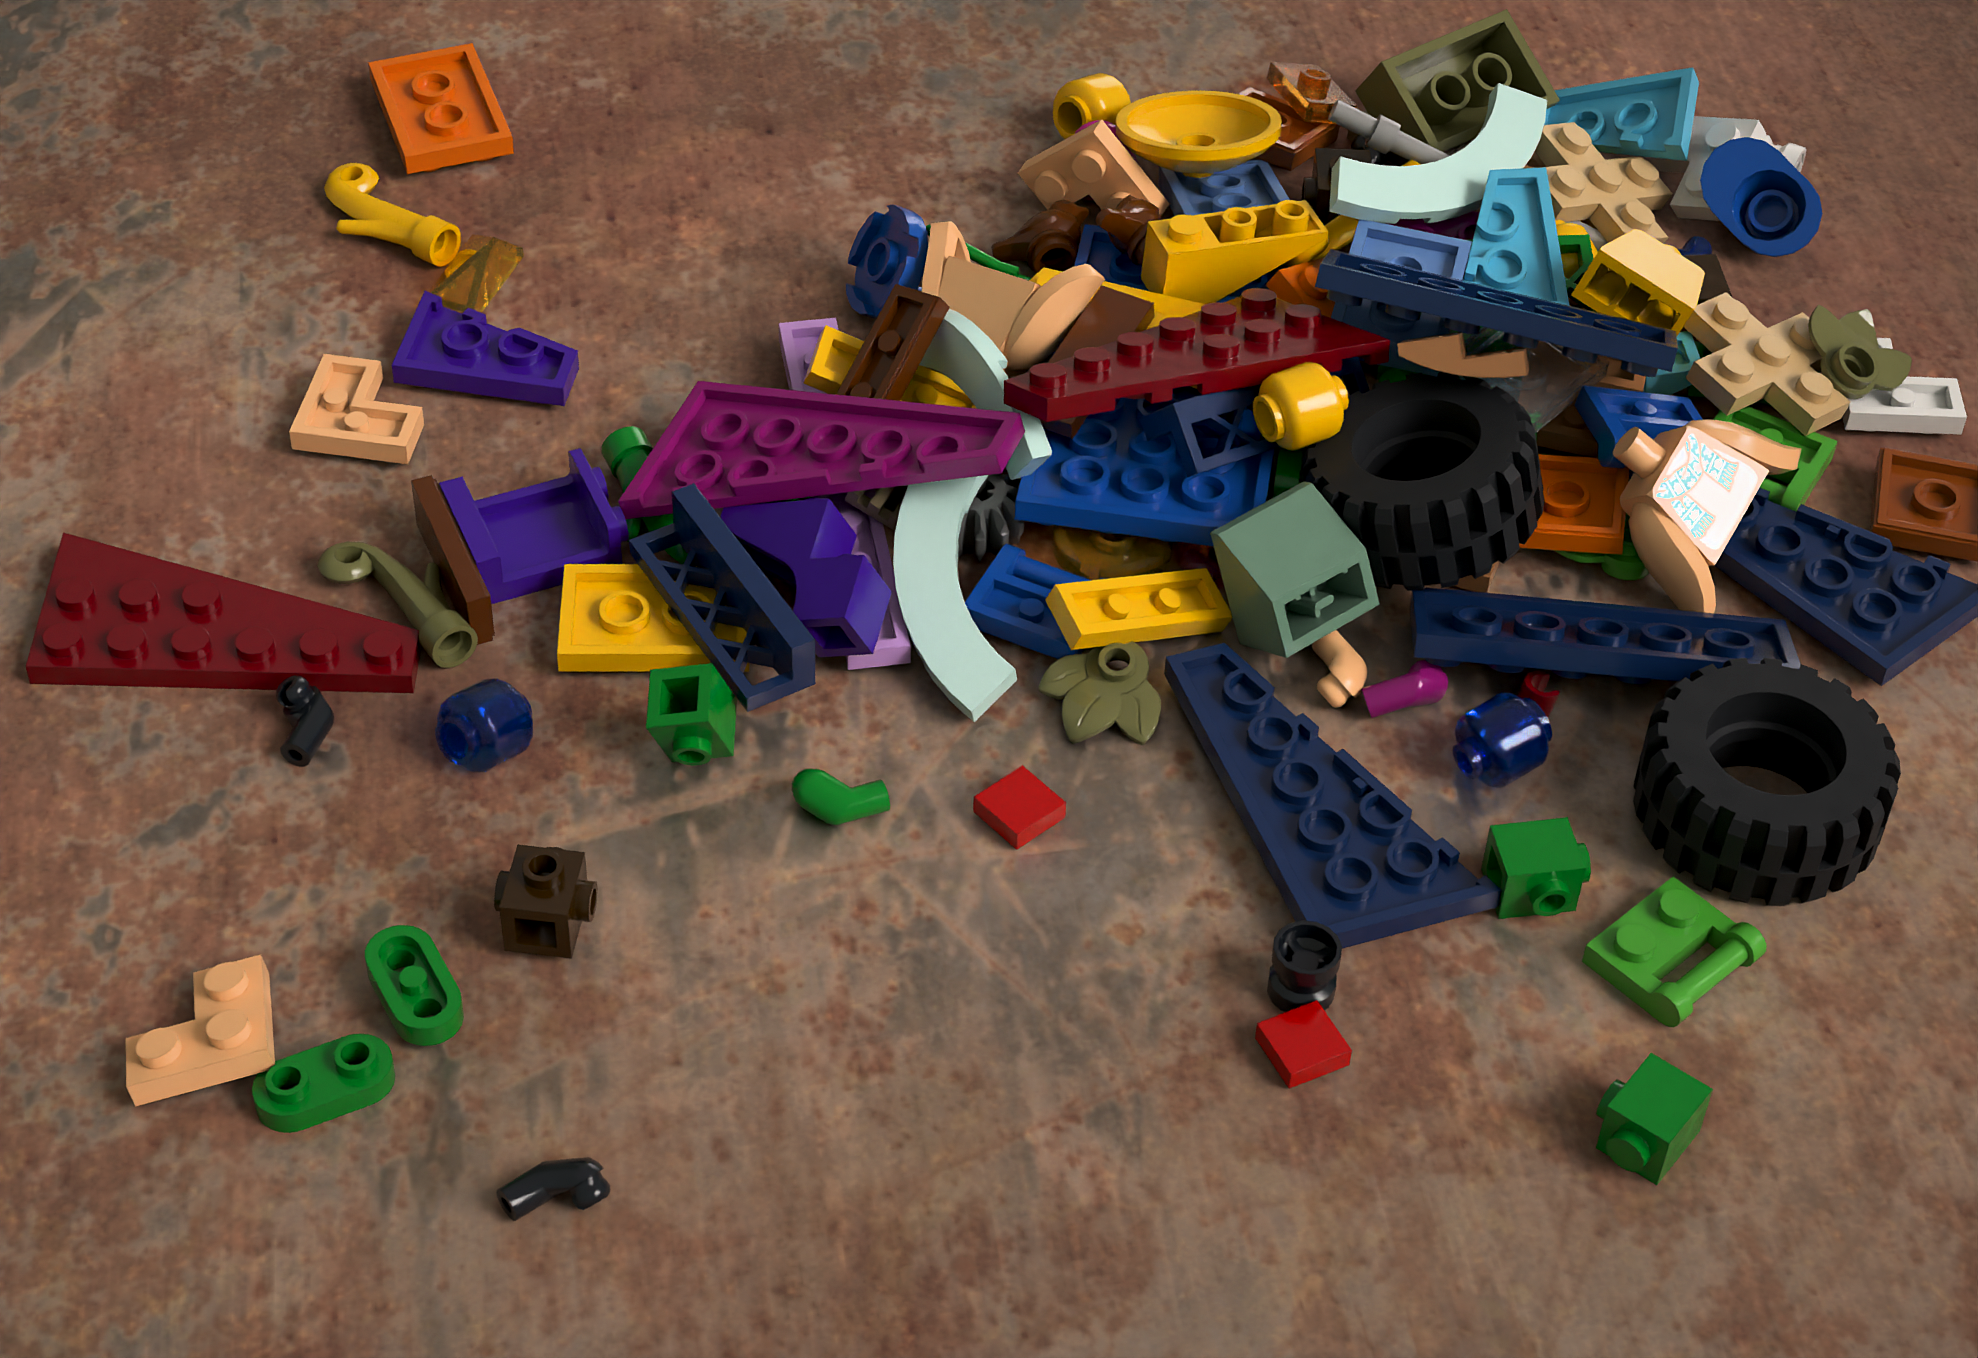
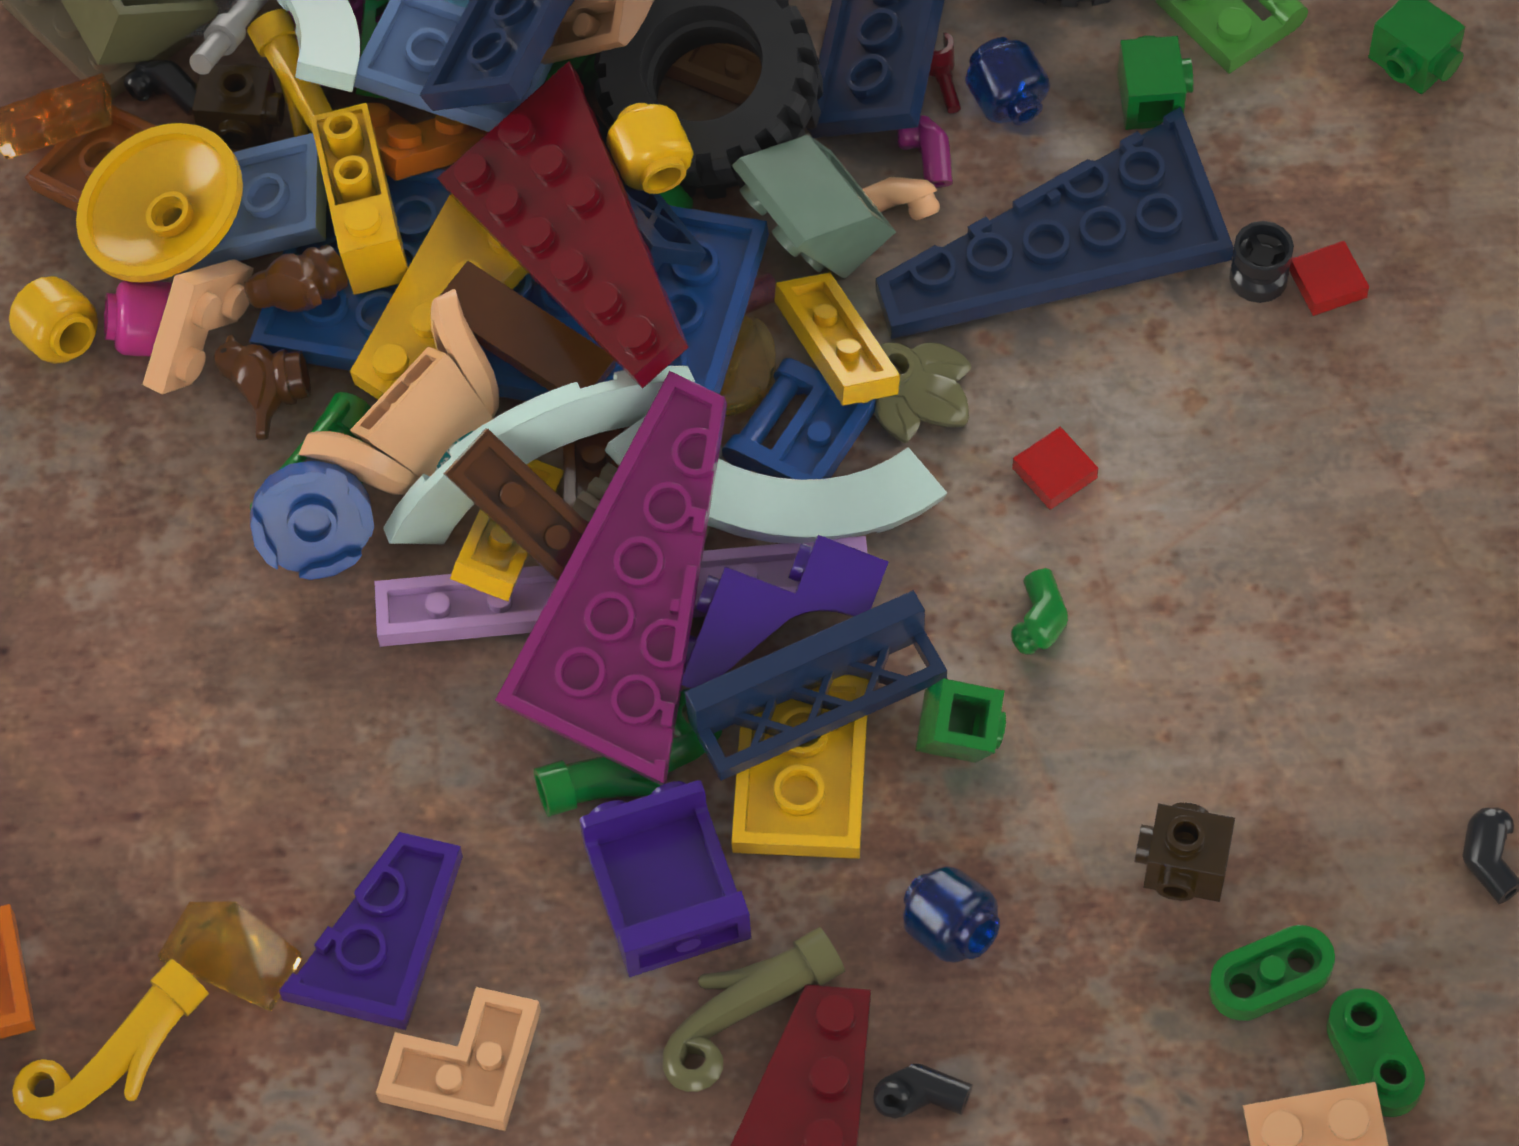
camera: 80 degrees left, 15 degrees up
(453, 557) = (709, 951): reddish brown tile -> none

